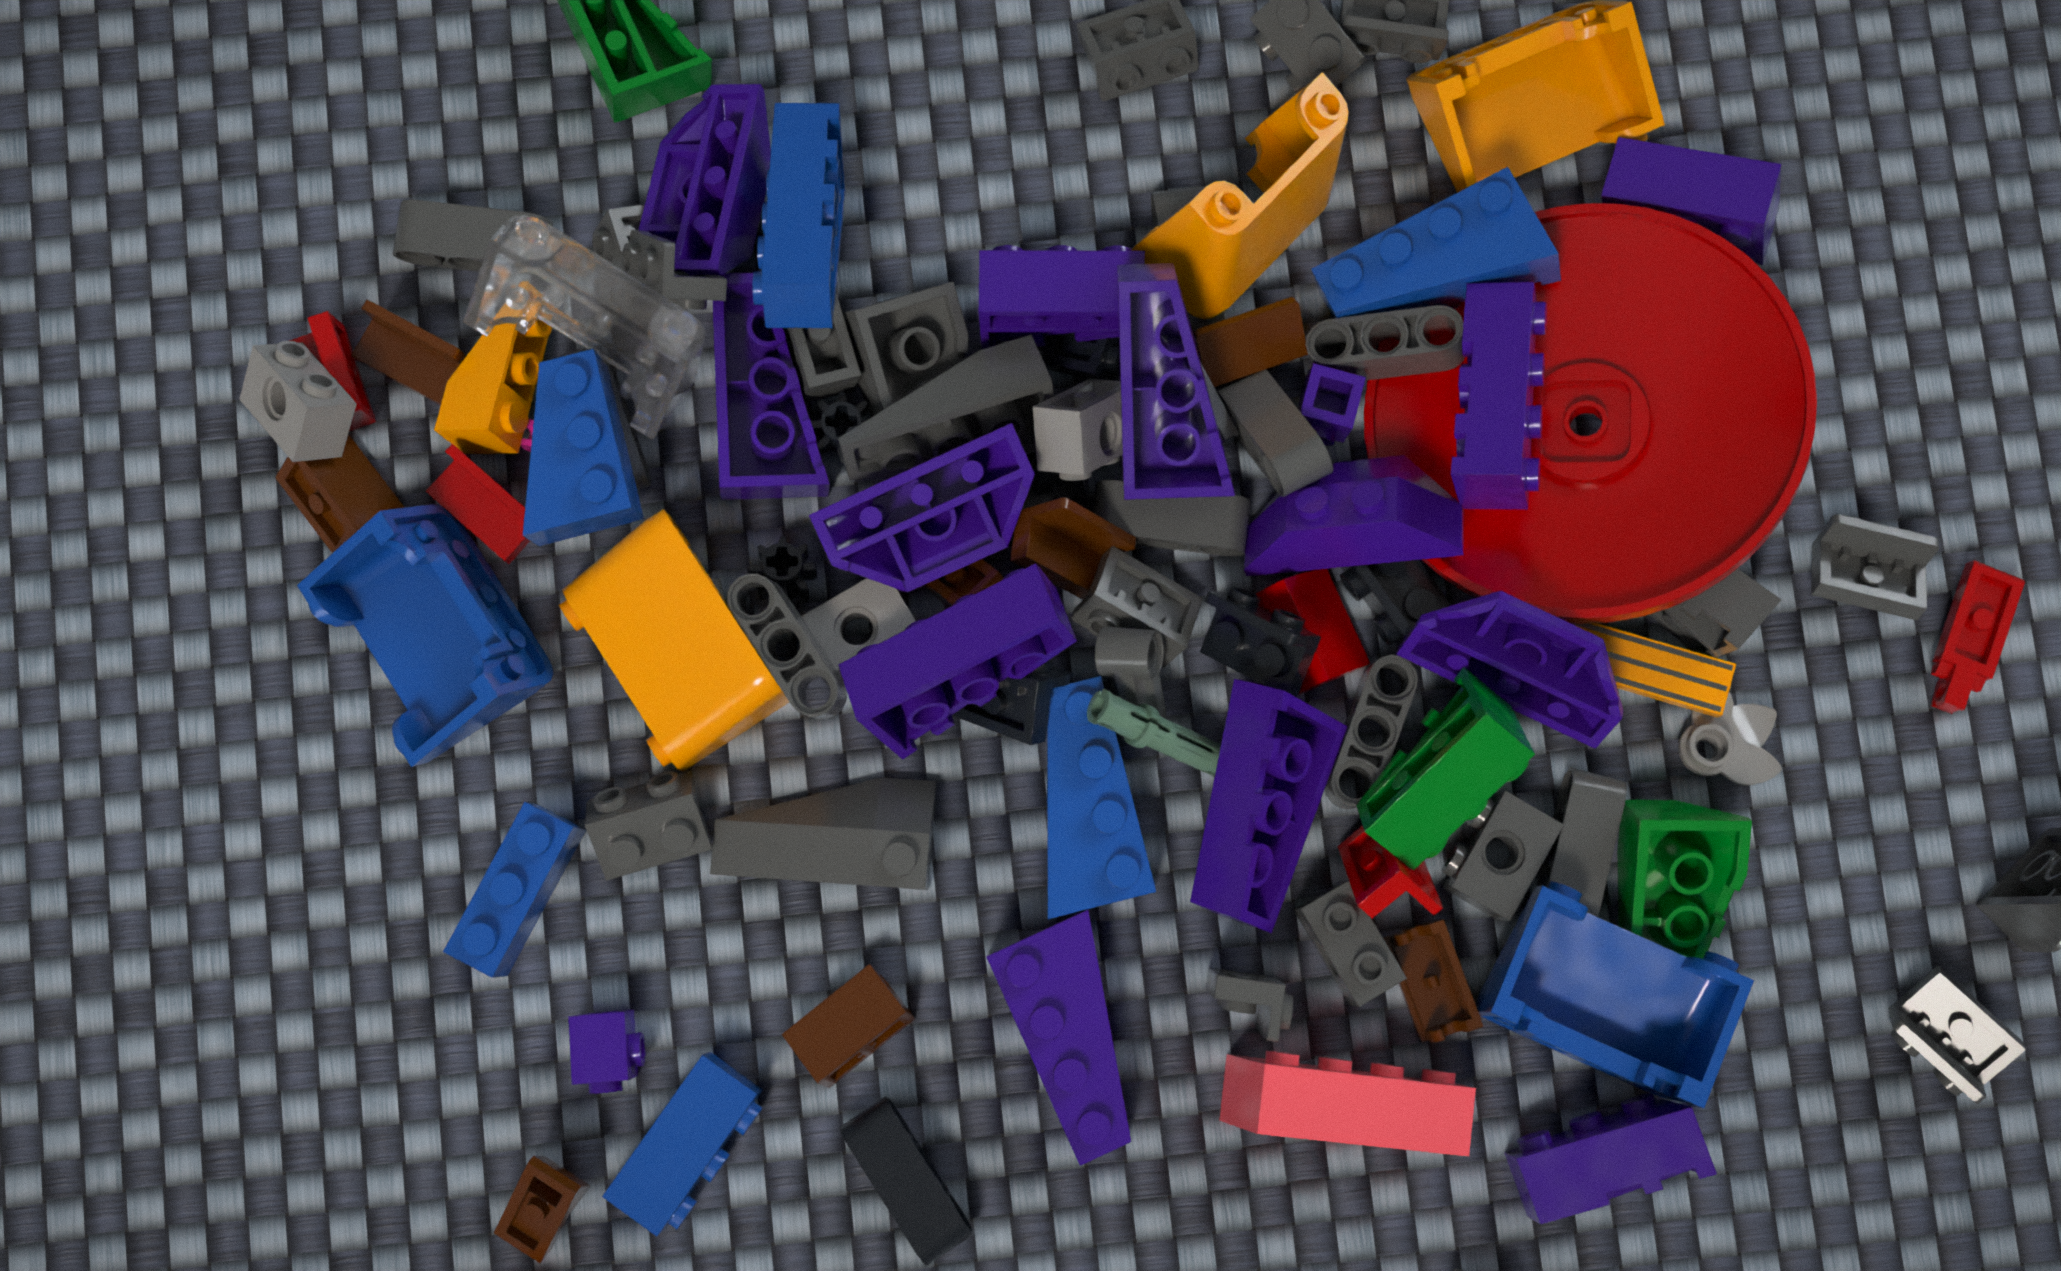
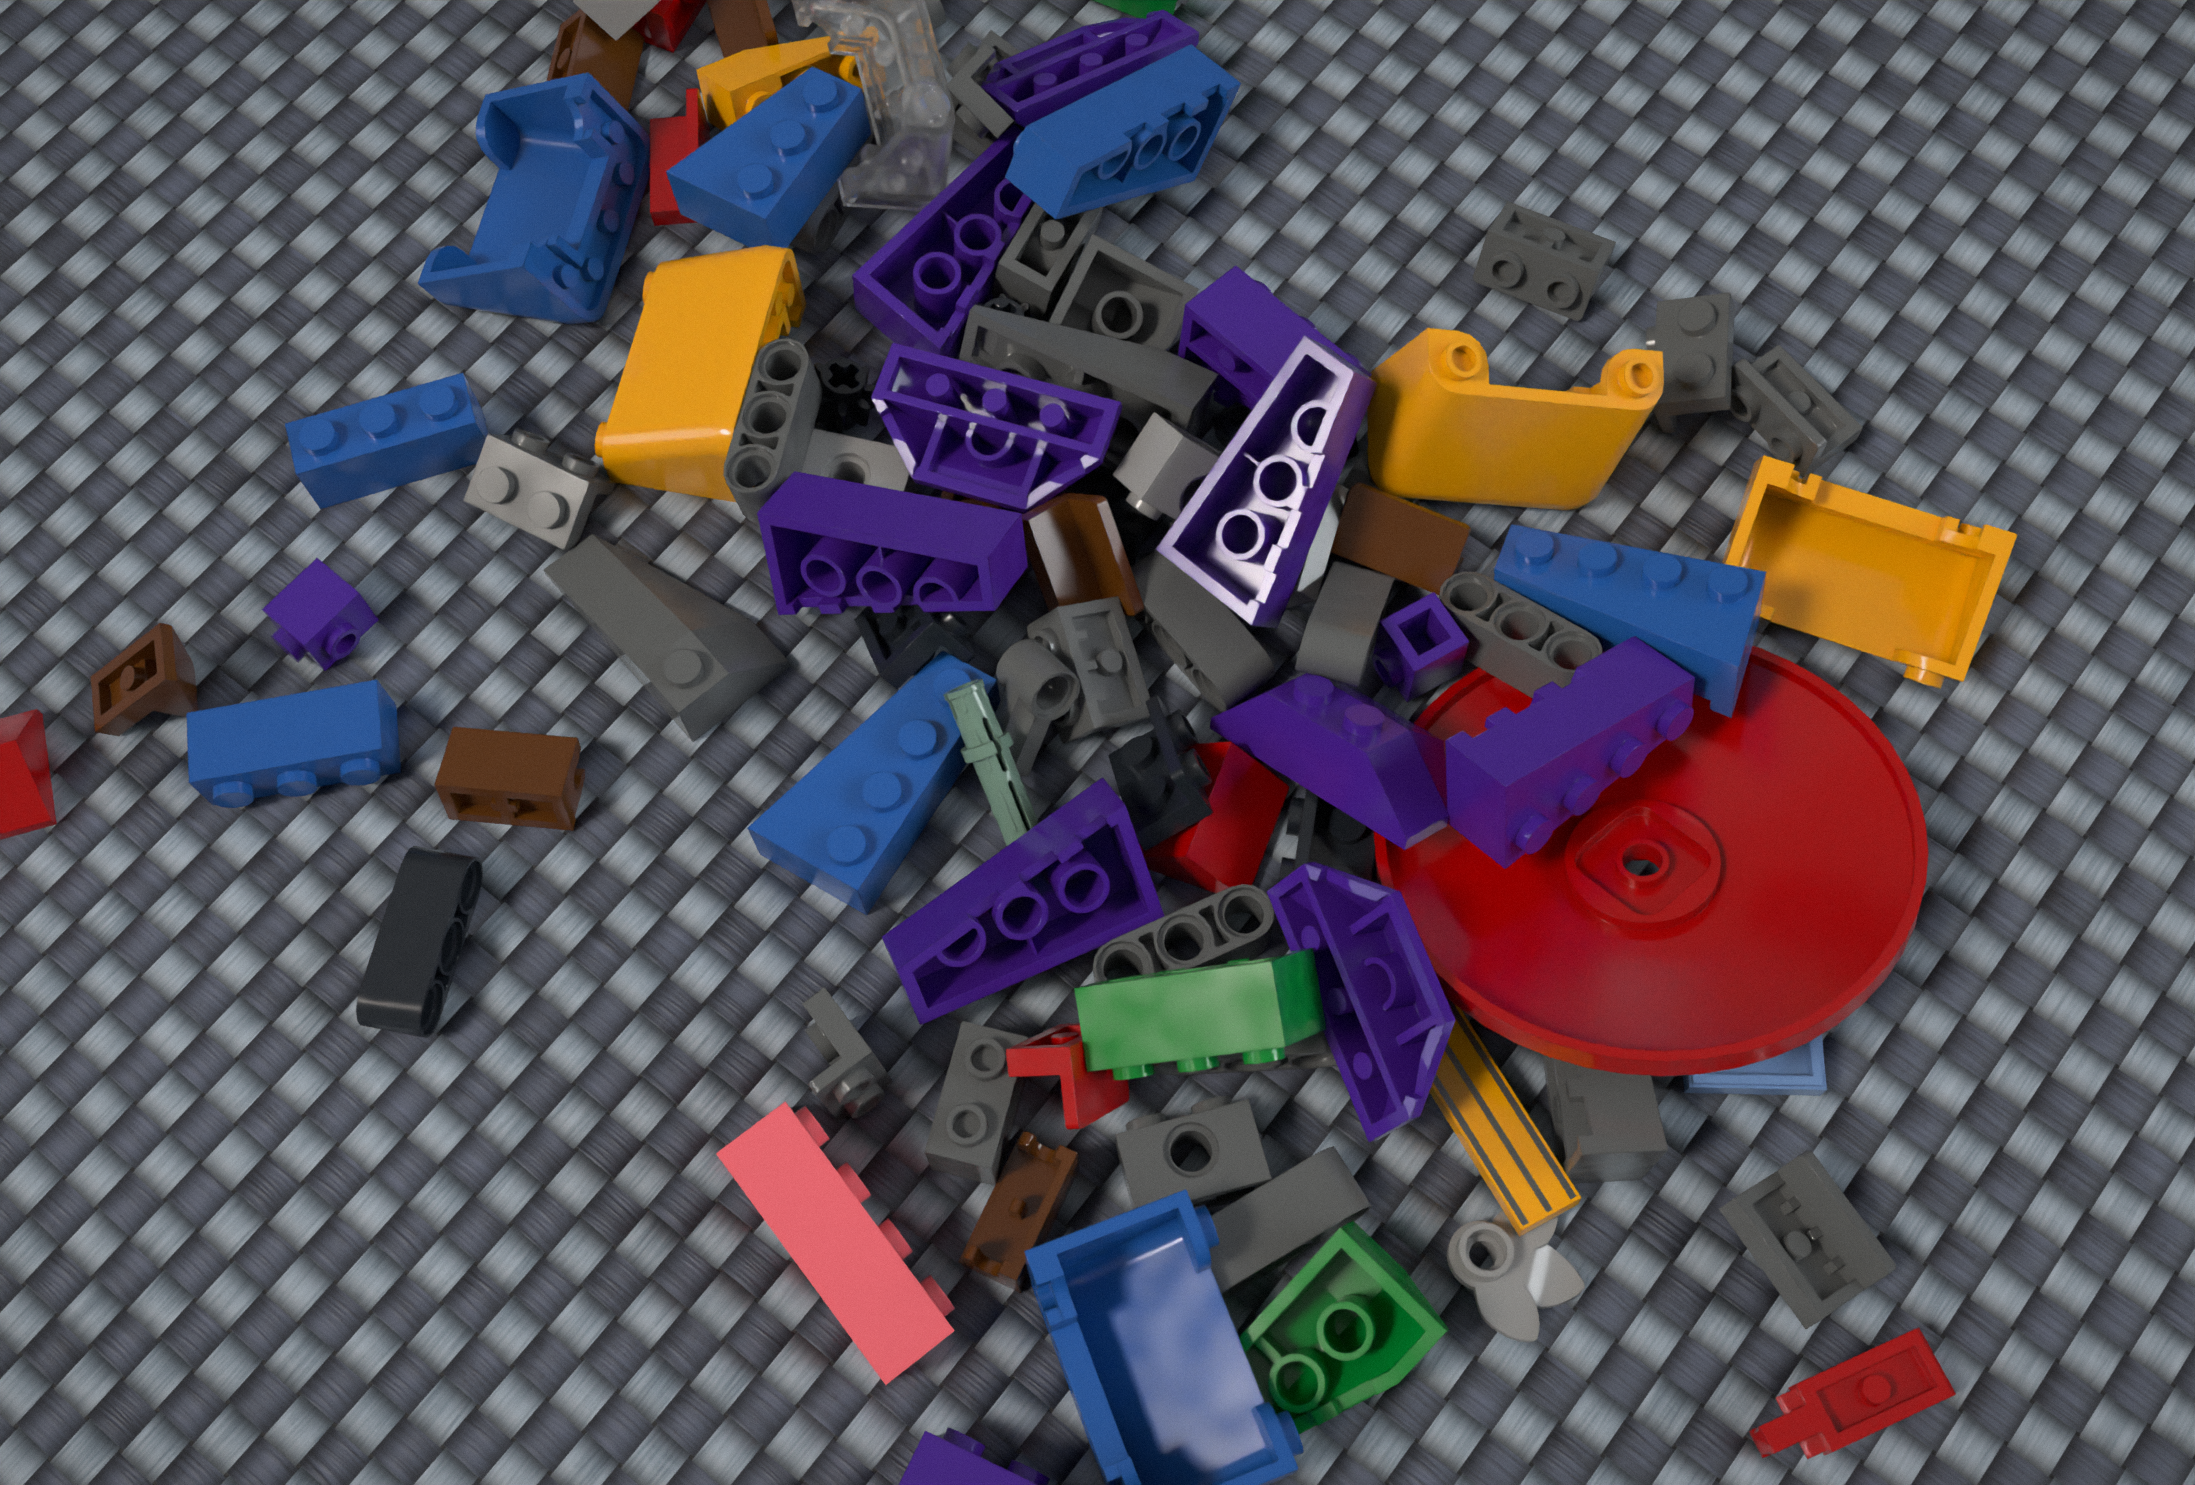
camera: 50 degrees right, 15 degrees down
(1064, 1021) = (673, 937): dark purple wedge -> none
(1716, 190) = (1967, 783): dark purple wedge -> none

